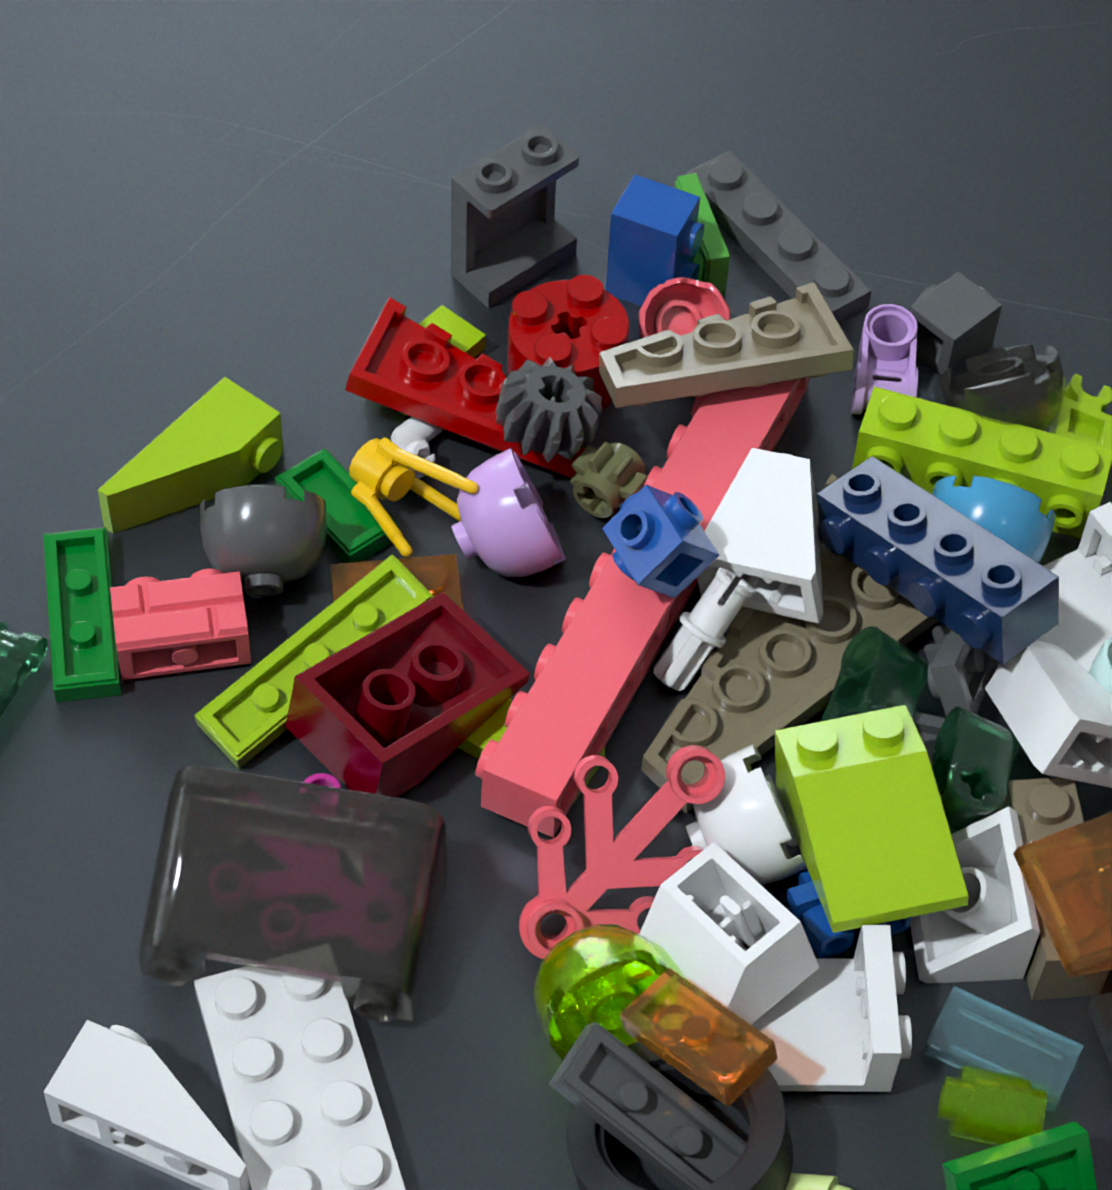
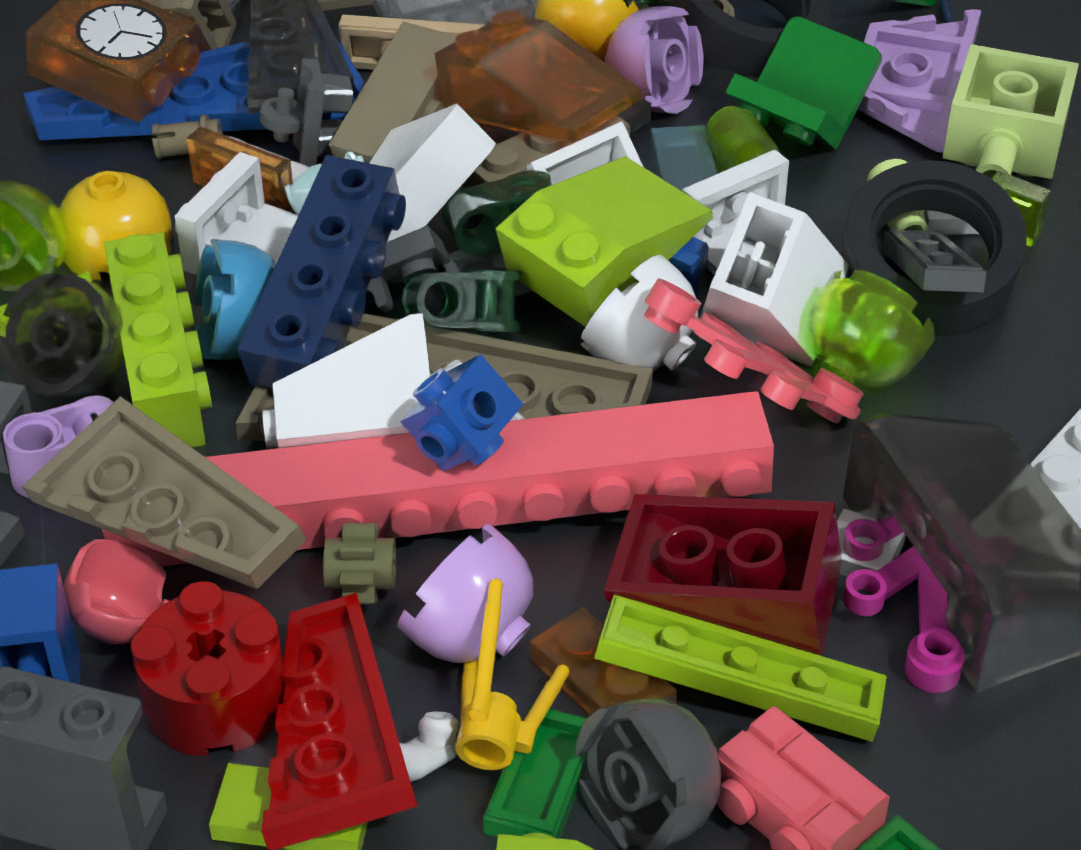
camera: 120 degrees left, 10 degrees down
(548, 409) = (332, 607): dark grey gear -> none
(699, 1036) = (872, 226): clear orange plate -> none

